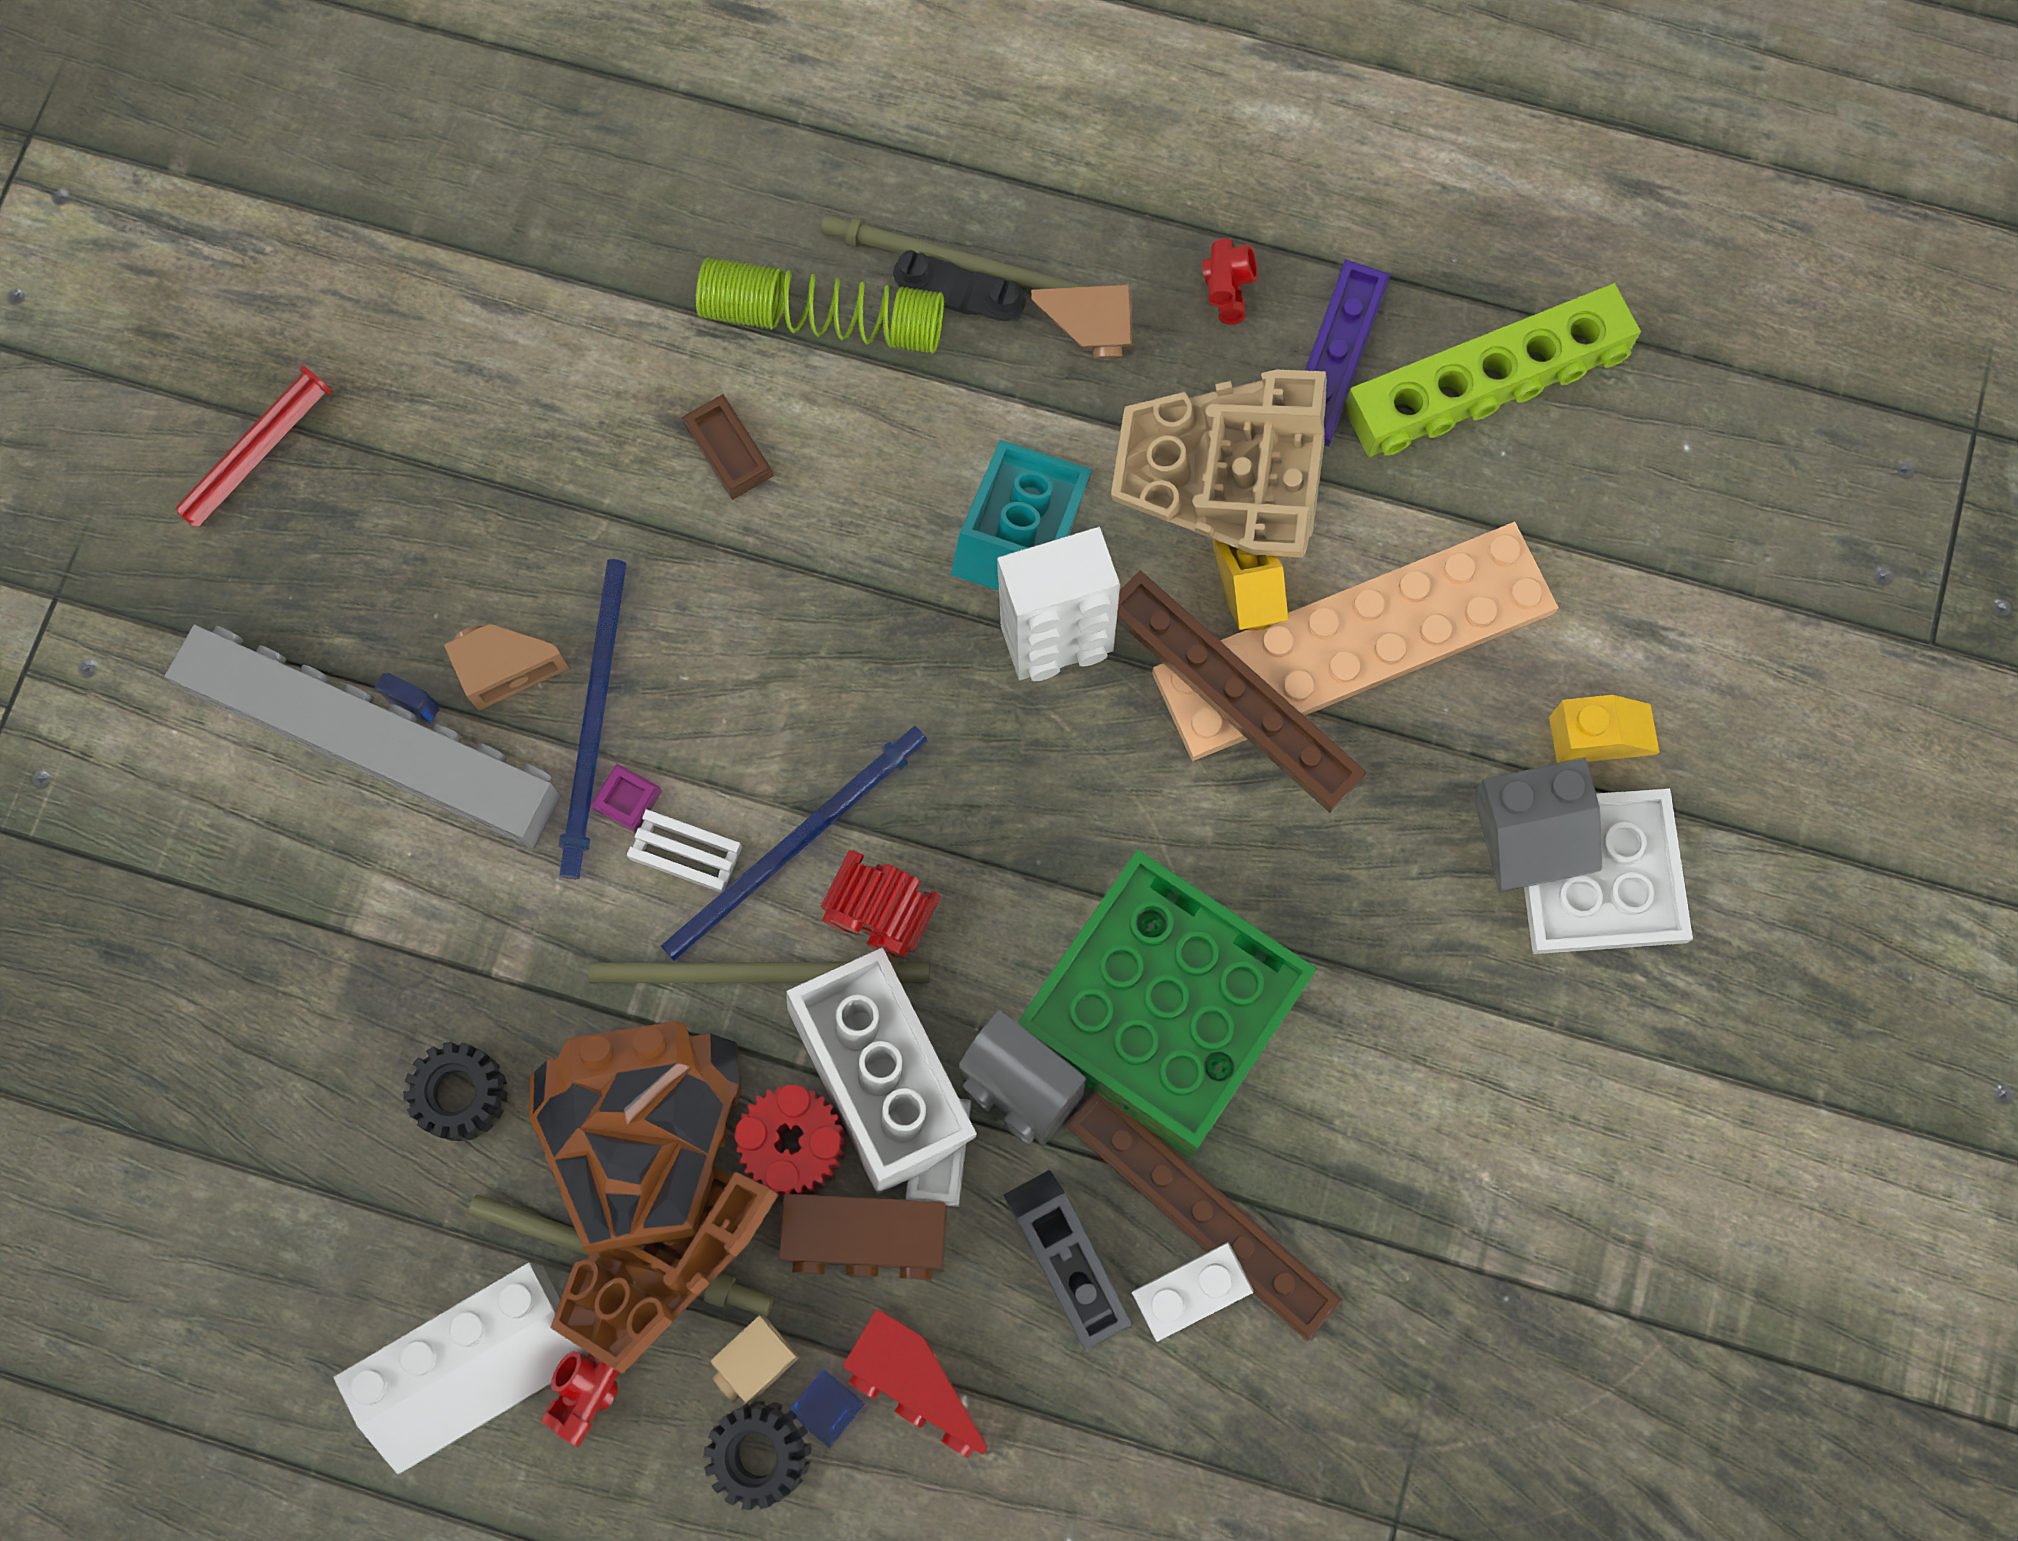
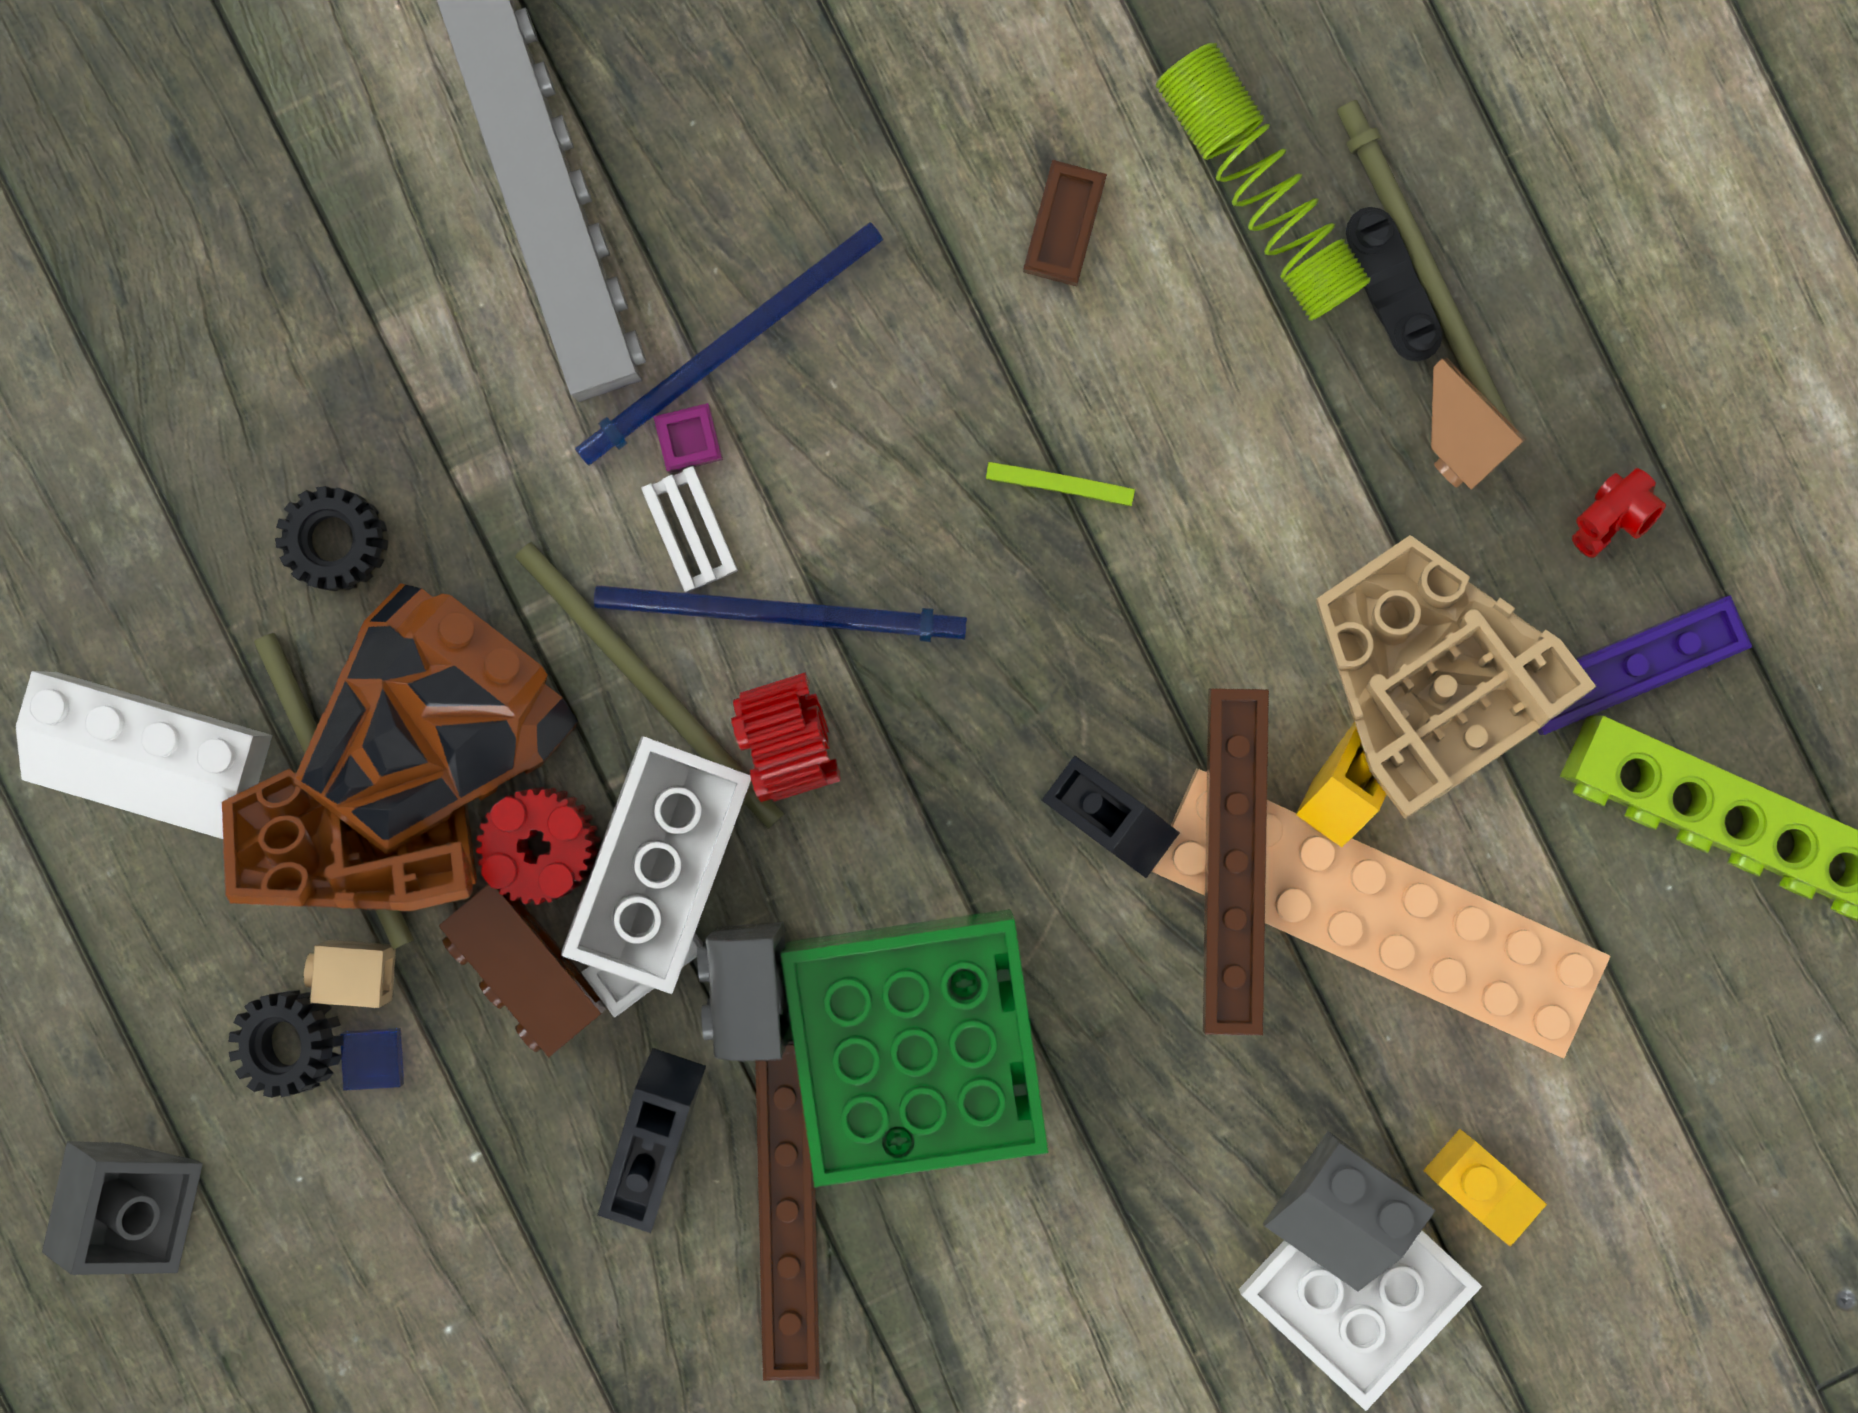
camera: 50 degrees right, 15 degrees up
(407, 696) = (599, 176): clear blue tile -> none
(501, 662) = (696, 221): medium nougat slope -> none
(584, 1389) = (191, 867): red plate -> none
(885, 593) = (1060, 483): none -> lime piece
(906, 1369) = (452, 1097): red slope -> none
(1019, 505) = (1227, 541): teal slope -> none
(1058, 604) = (1166, 660): white brick -> none
(1132, 748) = (1110, 816): none -> black slope
(1192, 1291) = (717, 1260): white plate -> none

